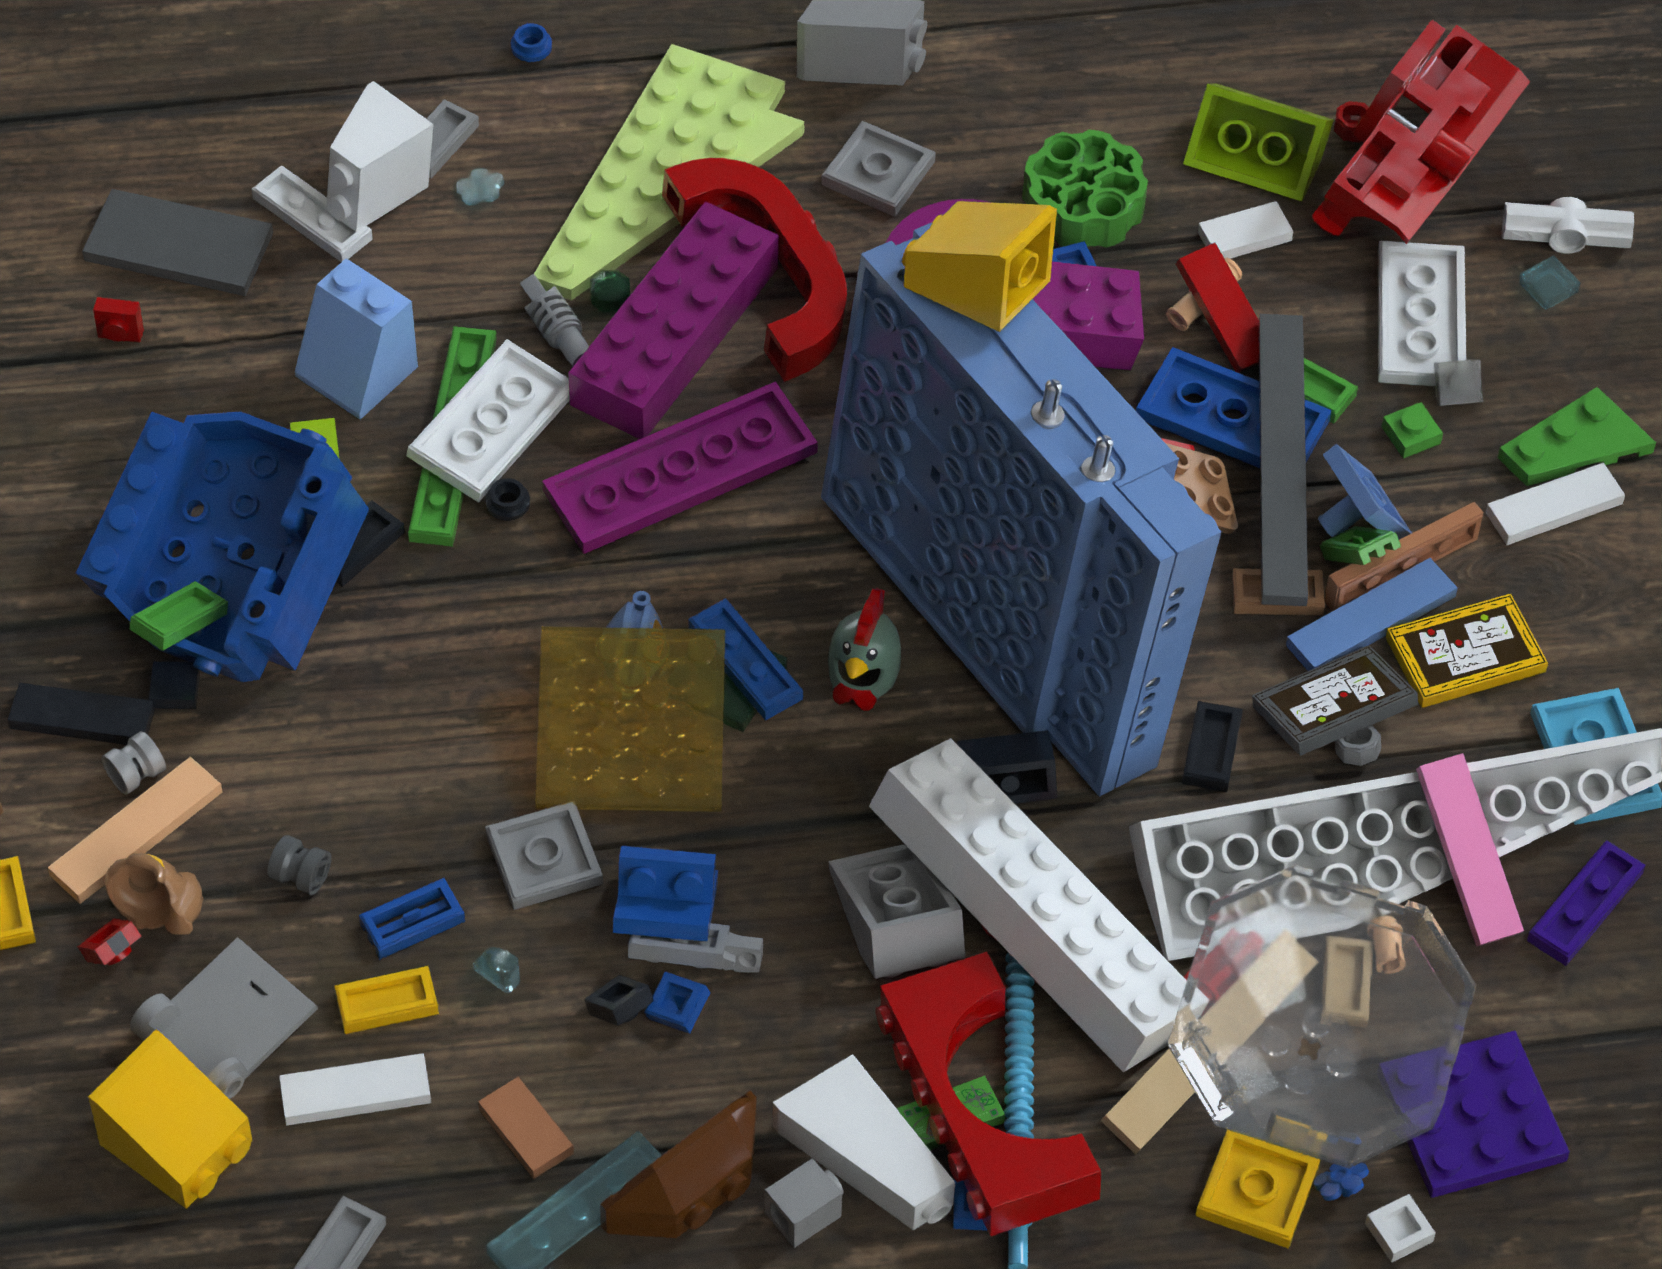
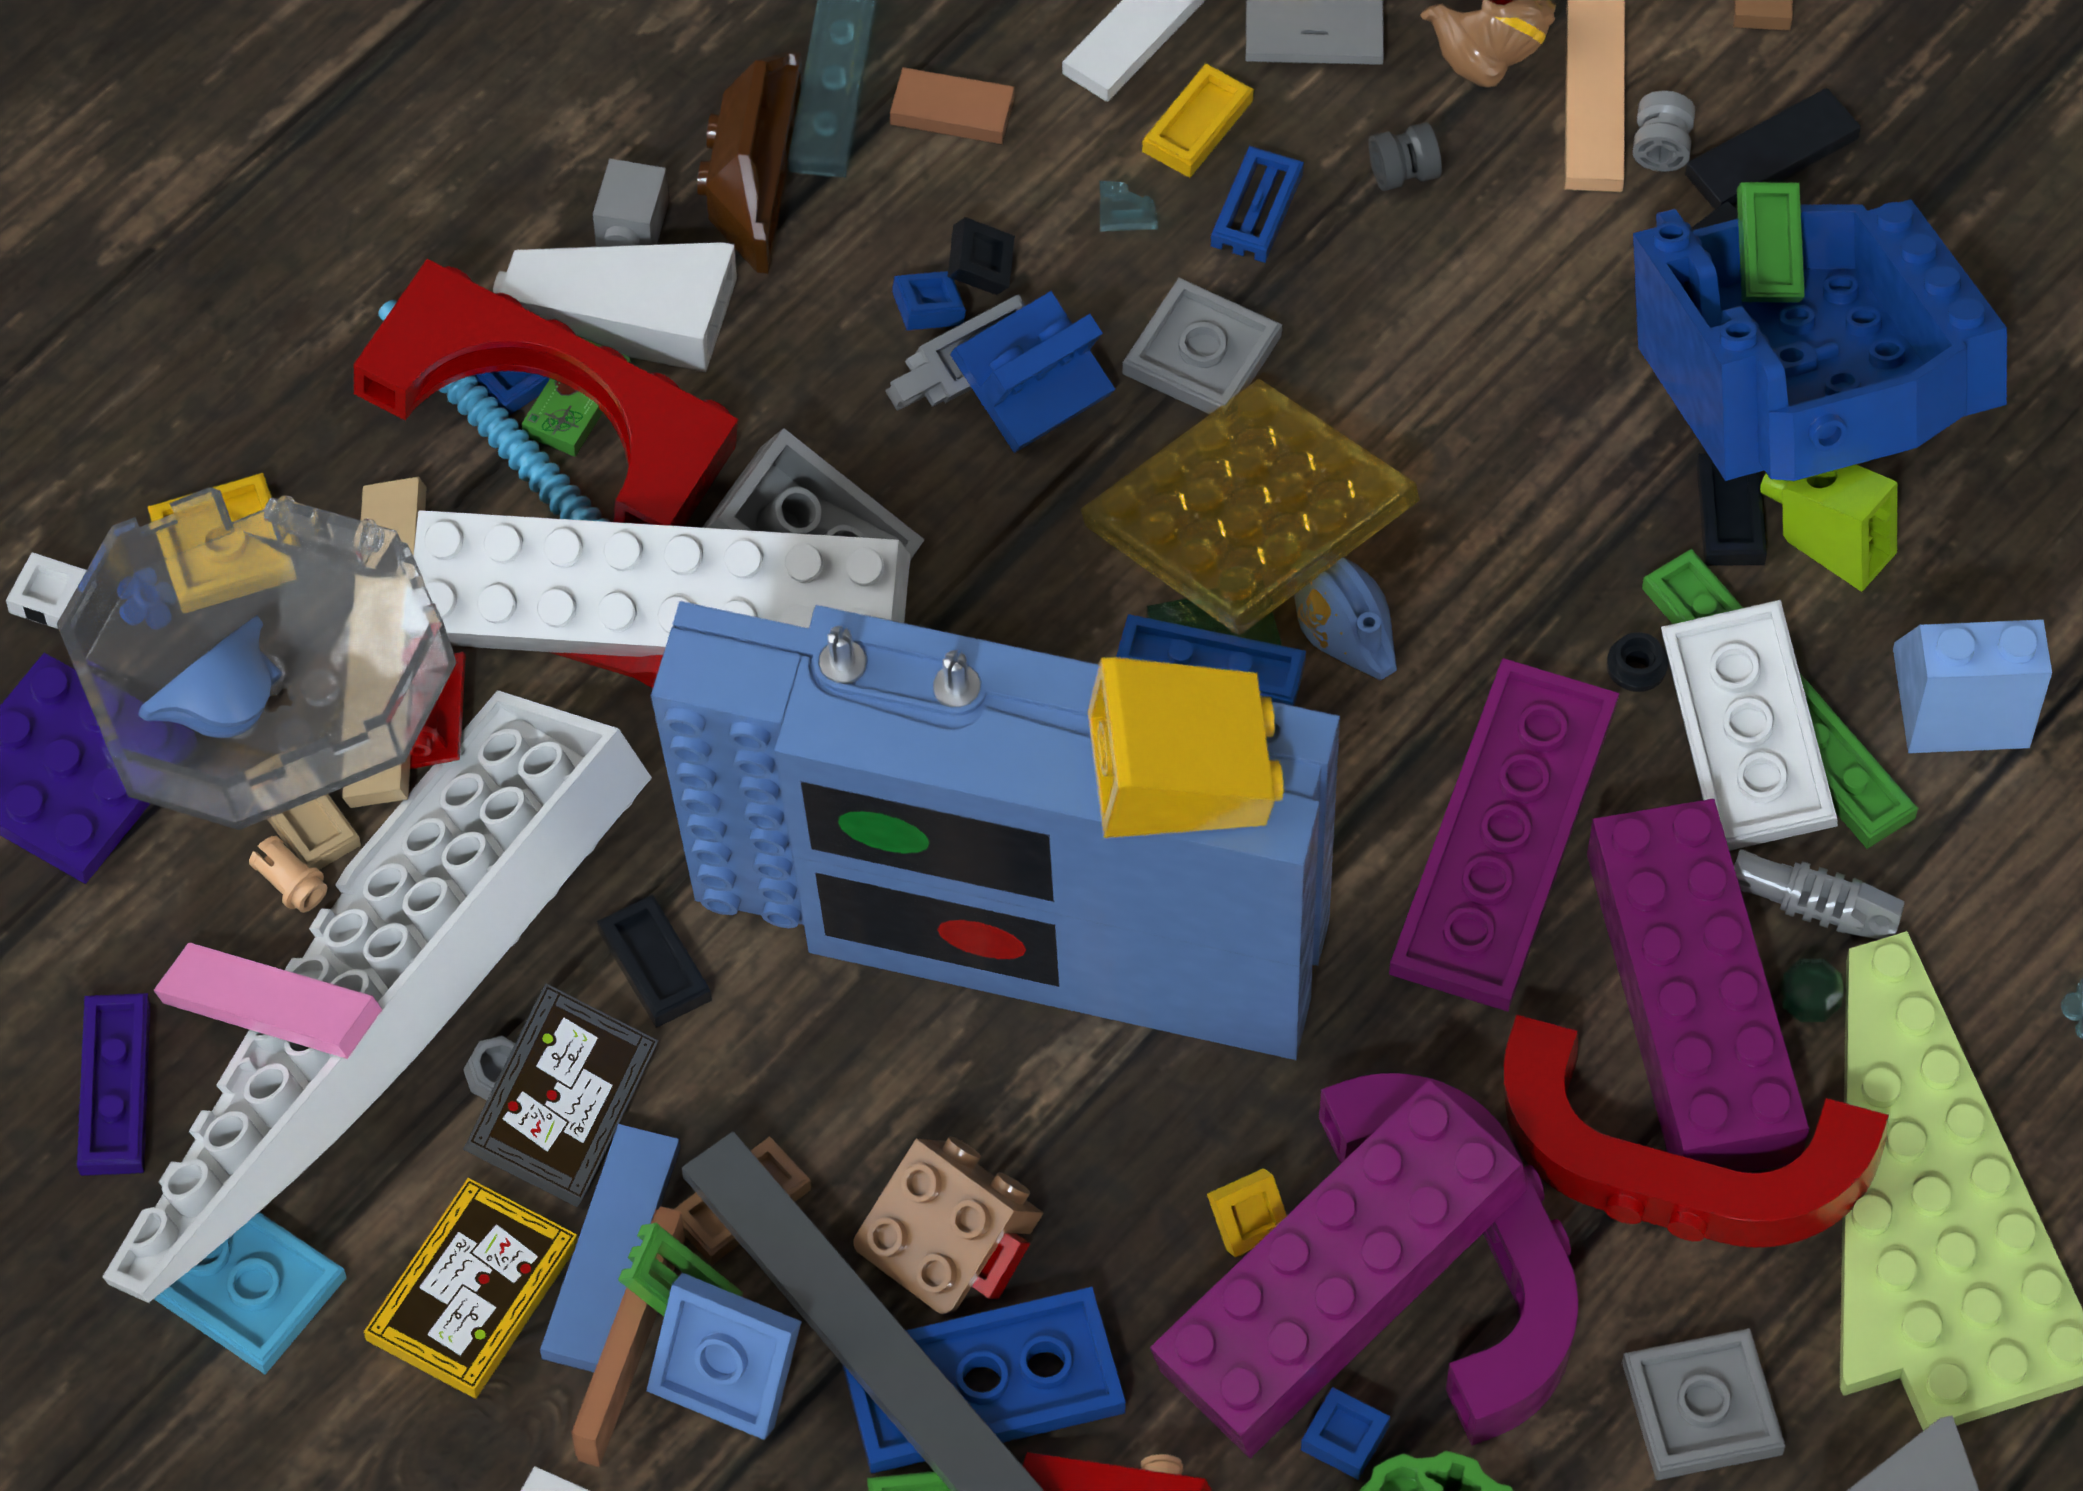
camera: 140 degrees right, 5 degrees up
(1353, 1048) = (221, 690): none -> medium blue hat

